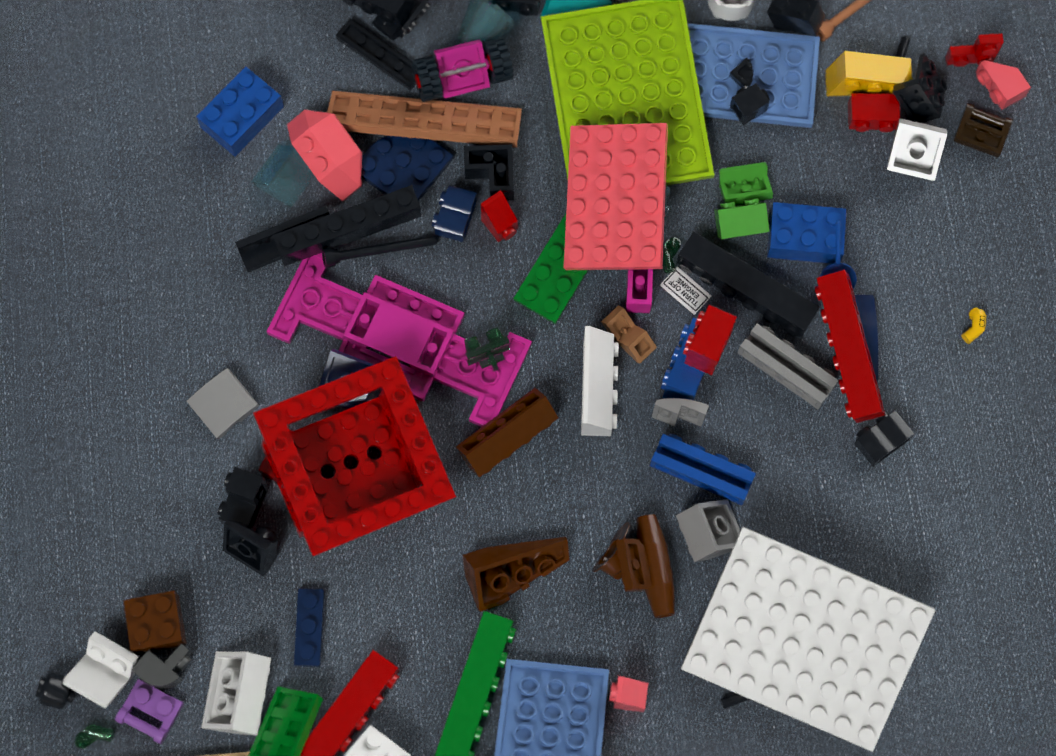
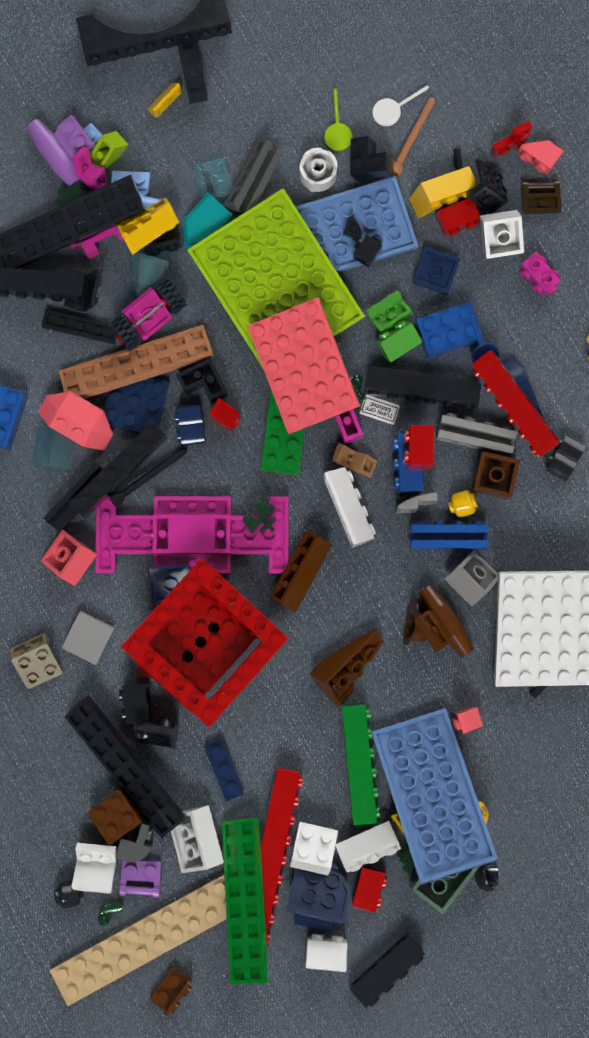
camera: 25 degrees left, 10 degrees up
(148, 403) = (35, 661): none -> dark tan bracket
(194, 569) = (125, 767): none -> black plate
(243, 302) = (68, 558): none -> coral slope
(737, 438) = (463, 503): none -> yellow head
(789, 421) = (495, 475): none -> reddish brown brick
(821, 161) = (436, 271): none -> dark blue plate
(944, 217) = (542, 277): none -> dark pink brick

